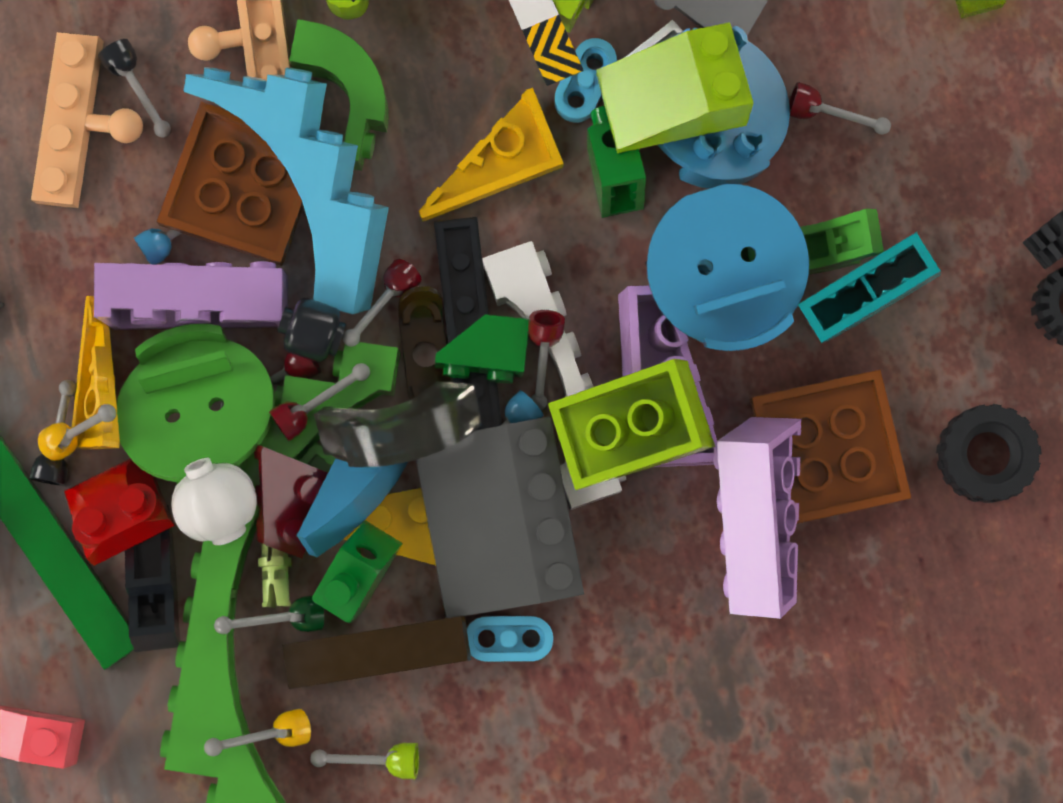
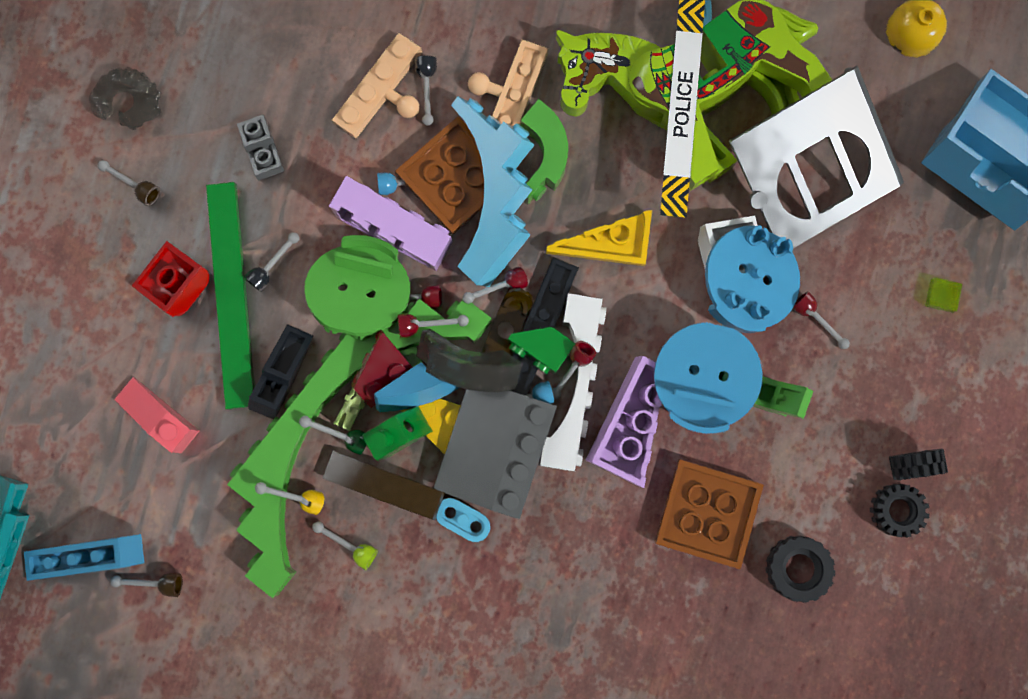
camera: 30 degrees right, 0 degrees up
(66, 436) = (277, 265): hinge -> none
(95, 383) = (305, 252): yellow wing -> none
(116, 511) = (281, 323): red slope -> none
(213, 502) = (338, 349): white plant -> none
(311, 330) = (448, 281): black head -> none
(584, 83) = (685, 226): medium azure plate -> none
(616, 176) = (675, 280): green torso -> none
(631, 424) = (601, 437): lime slope -> none
(676, 89) = (734, 258): lime slope -> none
(759, 515) = (645, 530): lavender wedge -> none
(870, 288) = (783, 435): teal brick -> none

